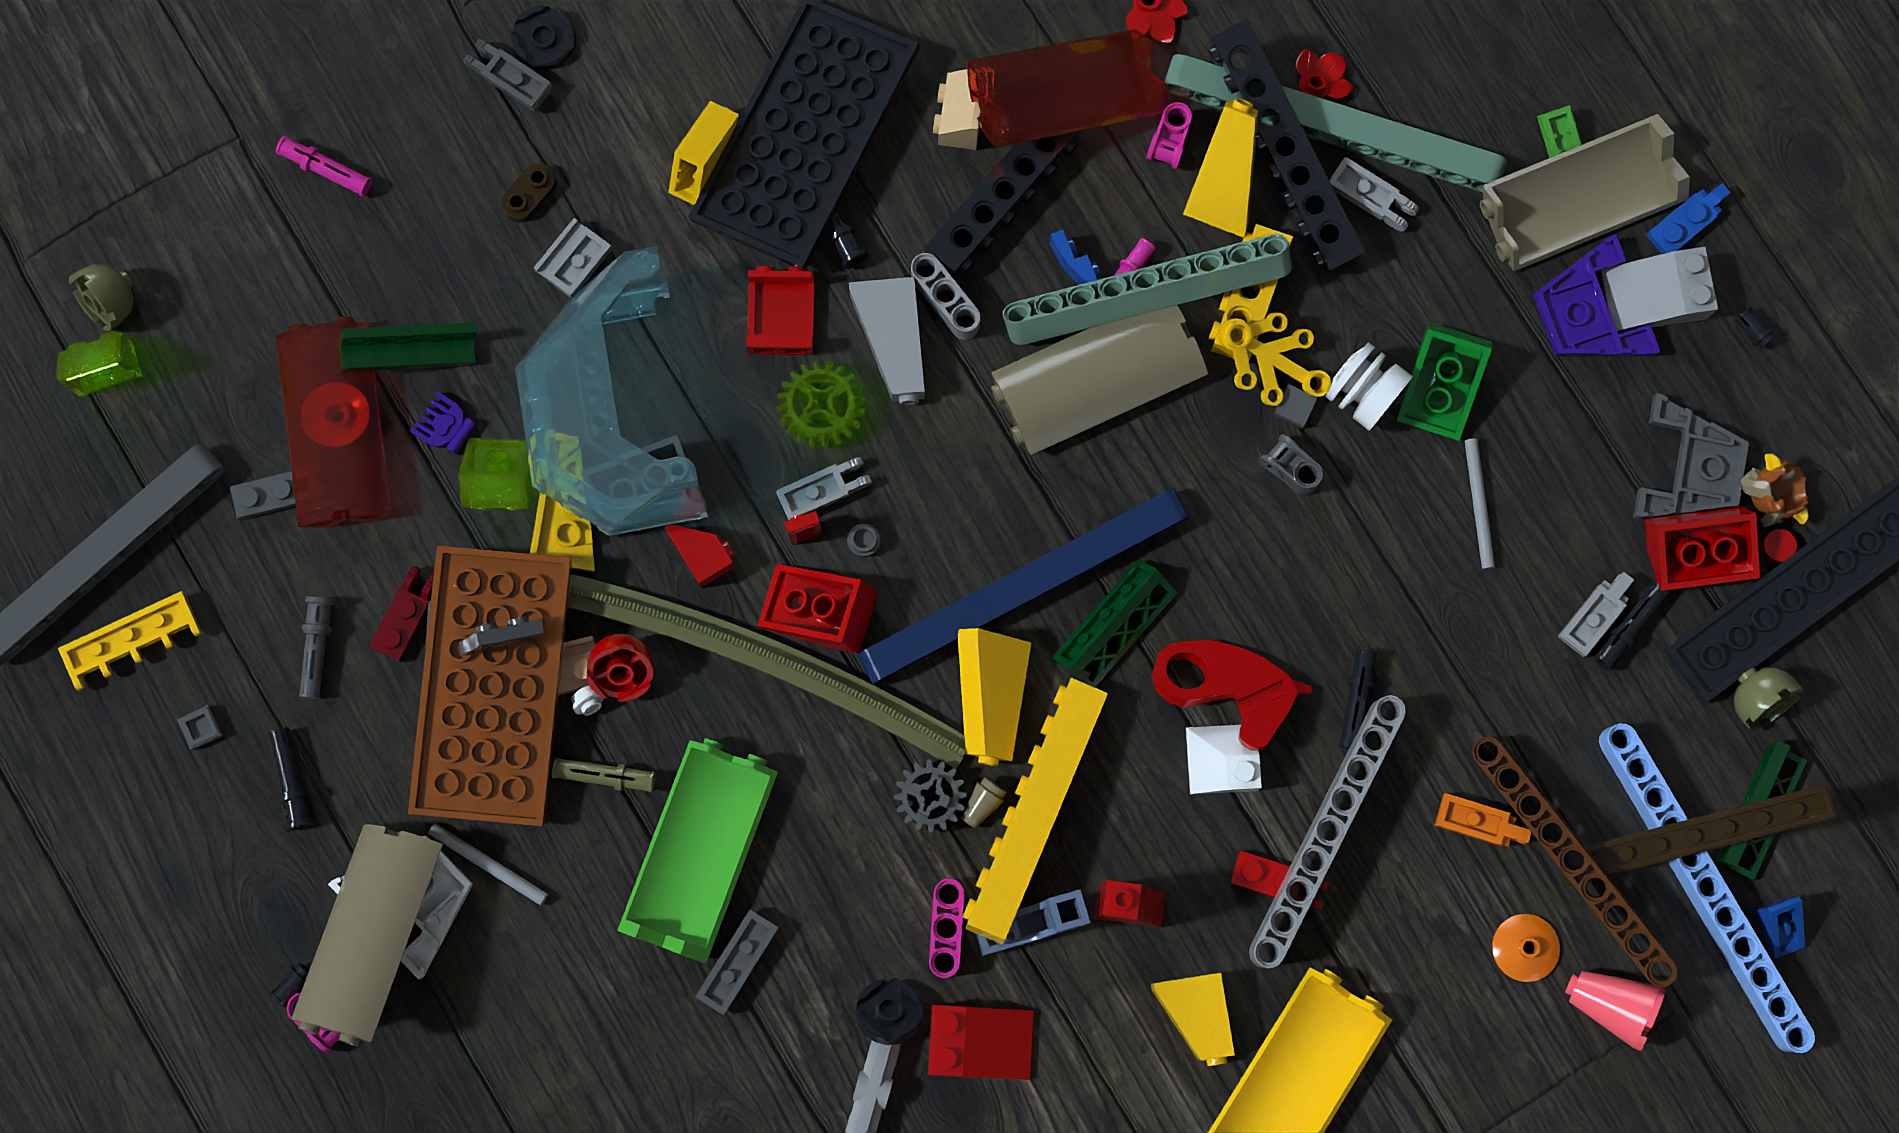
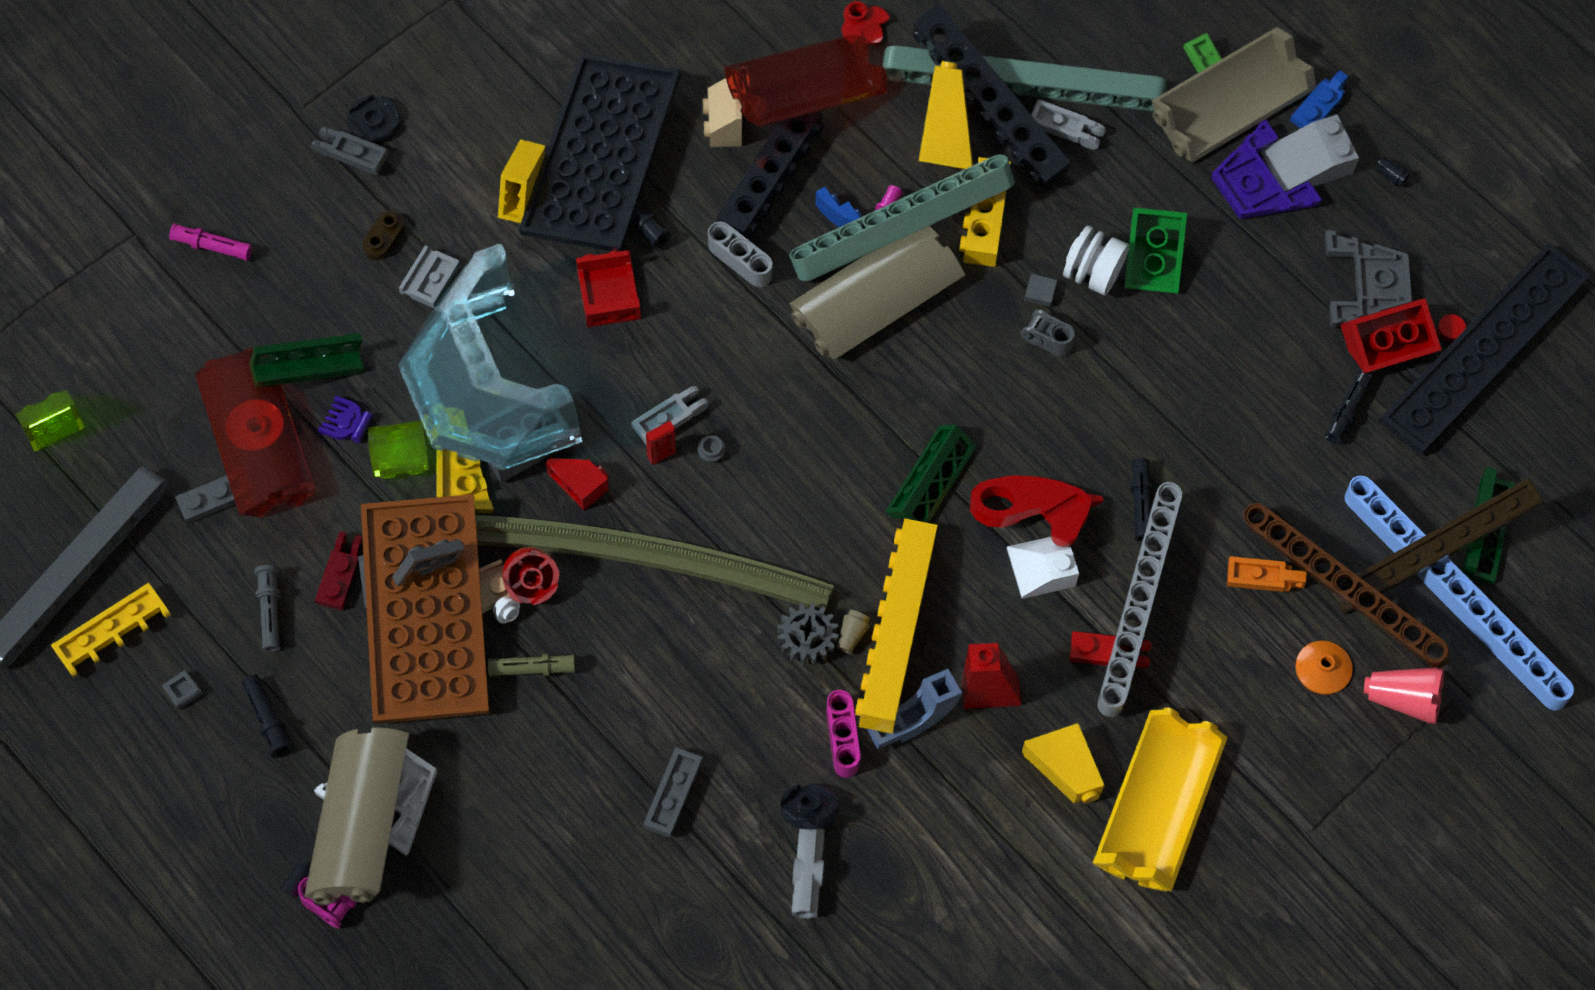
camera: 10 degrees left, 15 degrees down
(104, 294) = (43, 366): olive cylinder -> none
(488, 864) = (454, 757): light grey bar -> none
(698, 850) = (622, 709): bright green cylinder -> none
(810, 414) = (655, 337): clear neon green gear -> none
(818, 608) = (685, 504): red slope -> none
(891, 326) = (702, 287): light grey slope -> none
(980, 1042) = (889, 818): red slope -> none
(992, 692) = (841, 540): yellow slope -> none
(1024, 585) = (849, 461): dark blue beam -> none
(1169, 139) = (896, 110): dark pink piece -> none
(1268, 356) = (1011, 253): yellow plant -> none
(1324, 73) = (1007, 45): red plate -> none
(1479, 504) = (1206, 338): light grey bar -> none
(1596, 615) = (1318, 403): light grey hinge -> none
(1764, 695) = (1468, 437): olive cylinder -> none
(1777, 491) = (1439, 285): dark orange hair -> none
(1782, 925) = (1526, 609): blue slope -> none

